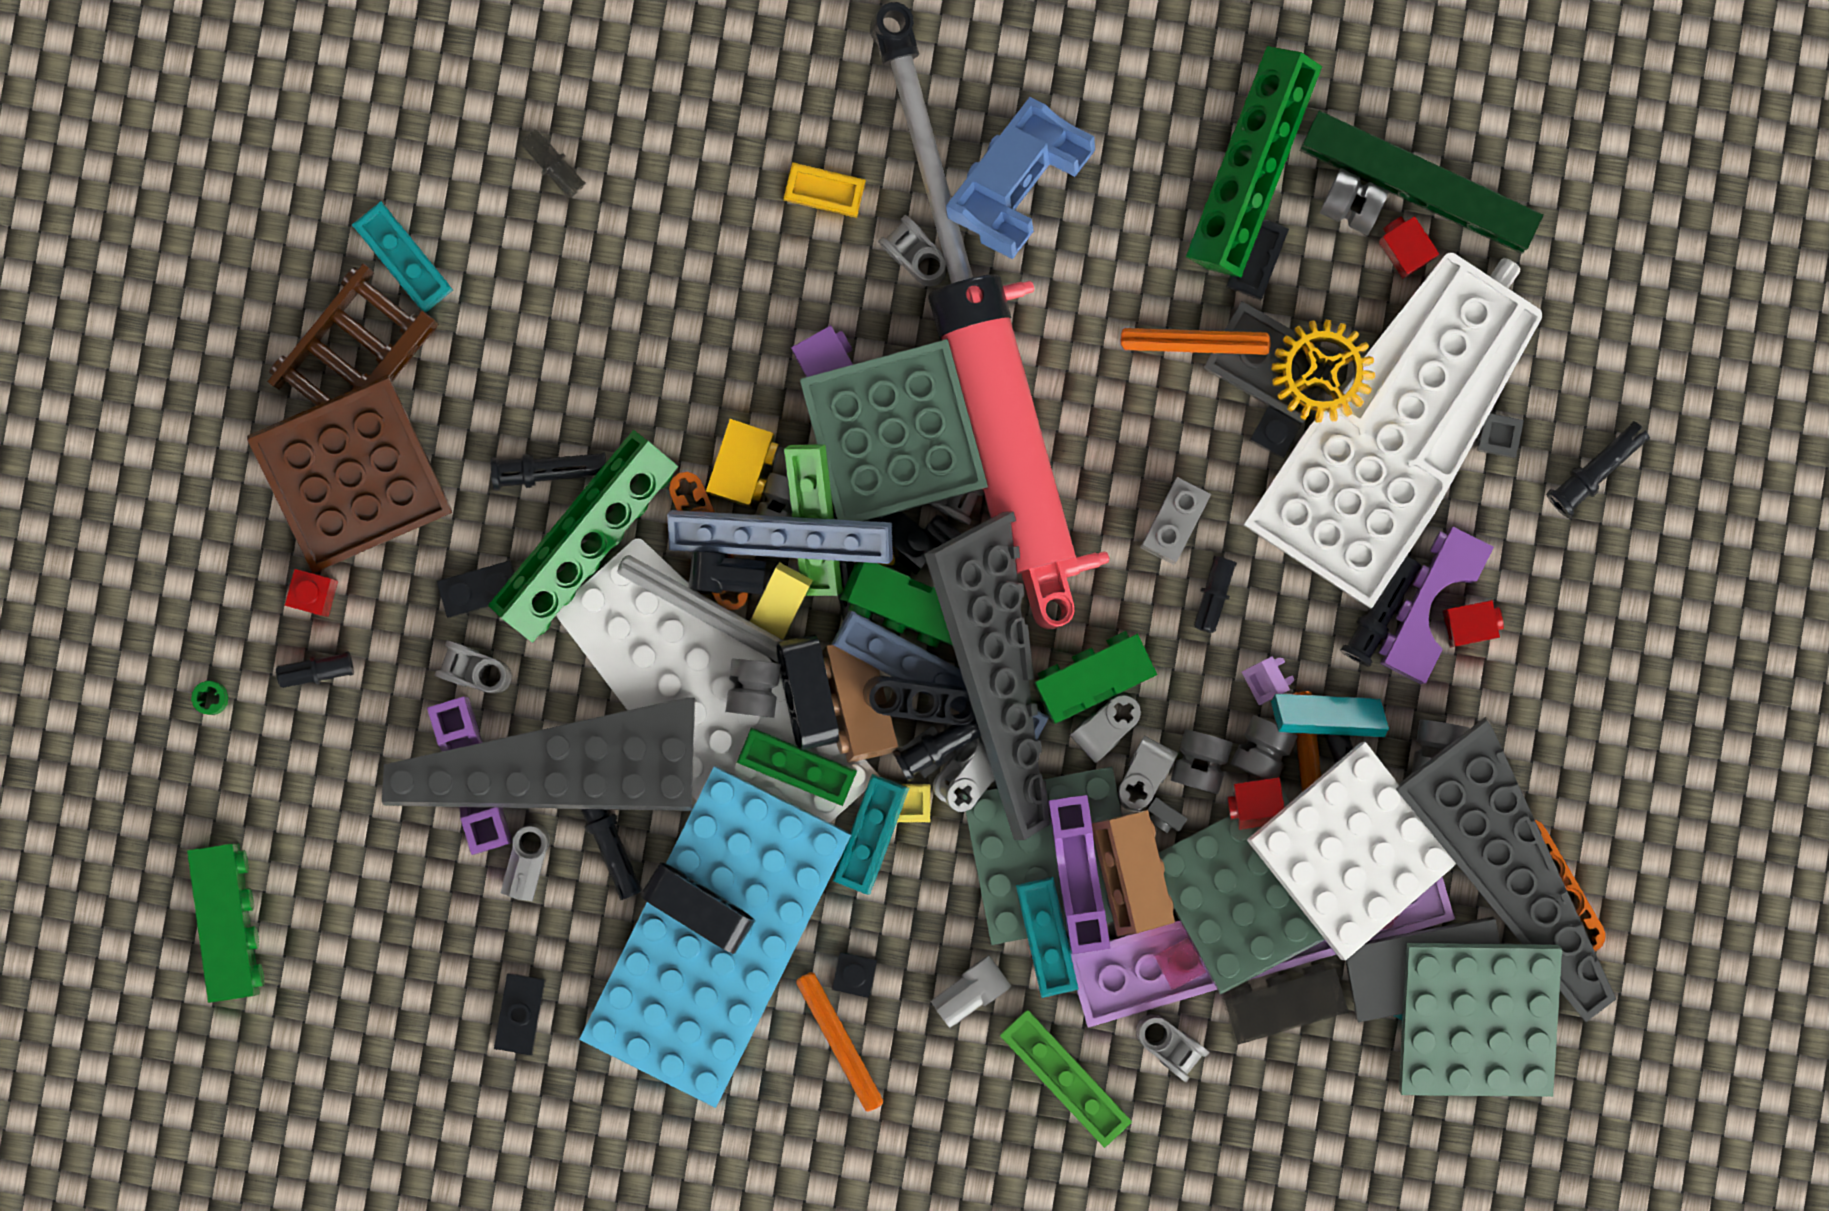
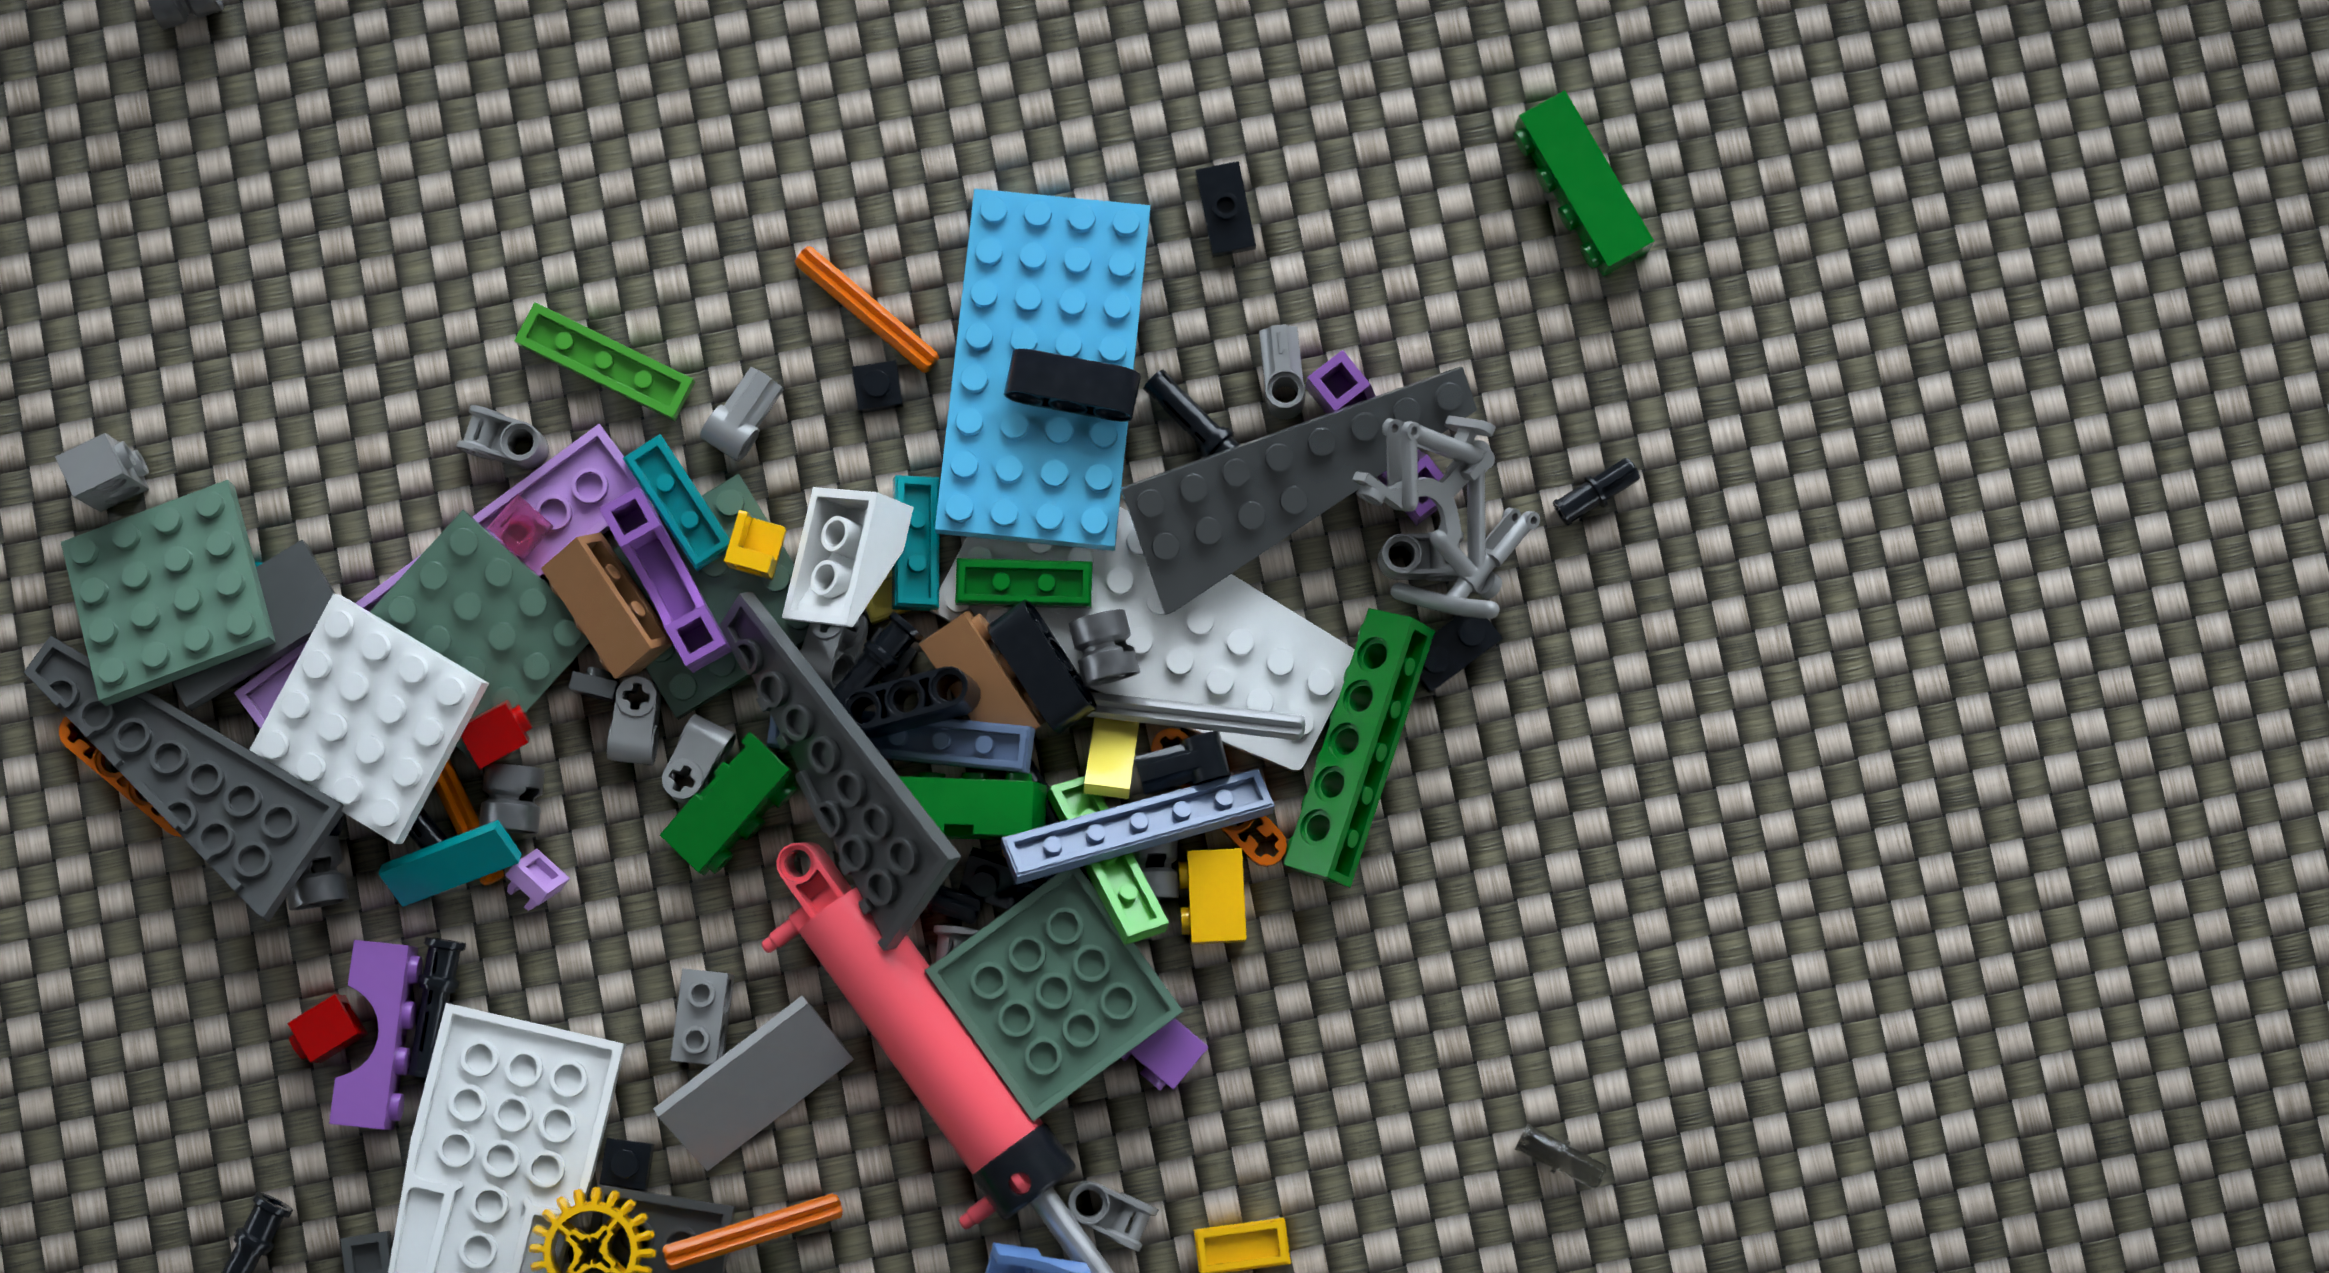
camera: 155 degrees right, 5 degrees down
(205, 687) = (1689, 408): green bush -> none
(311, 593) = (1634, 571): red brick -> none
(350, 474) = (1645, 716): reddish brown plate -> none
(390, 358) = (1655, 865): reddish brown fence -> none
(402, 257) = (1687, 986): teal tile -> none
(465, 718) = (1469, 464): none -> light grey piece
(527, 466) = (1449, 798): black pin -> none
(931, 839) = (844, 554): none -> white slope
(997, 877) = (755, 546): none -> yellow panel
(1153, 453) = (753, 1083): none -> light grey tile
(1203, 748) = (576, 775): flat silver wheel -> none
(1214, 594) = (630, 952): black axle -> none
(1284, 1003) = (390, 530): clear smoke brick -> none
(1497, 1136) = (103, 472): none -> light grey brick

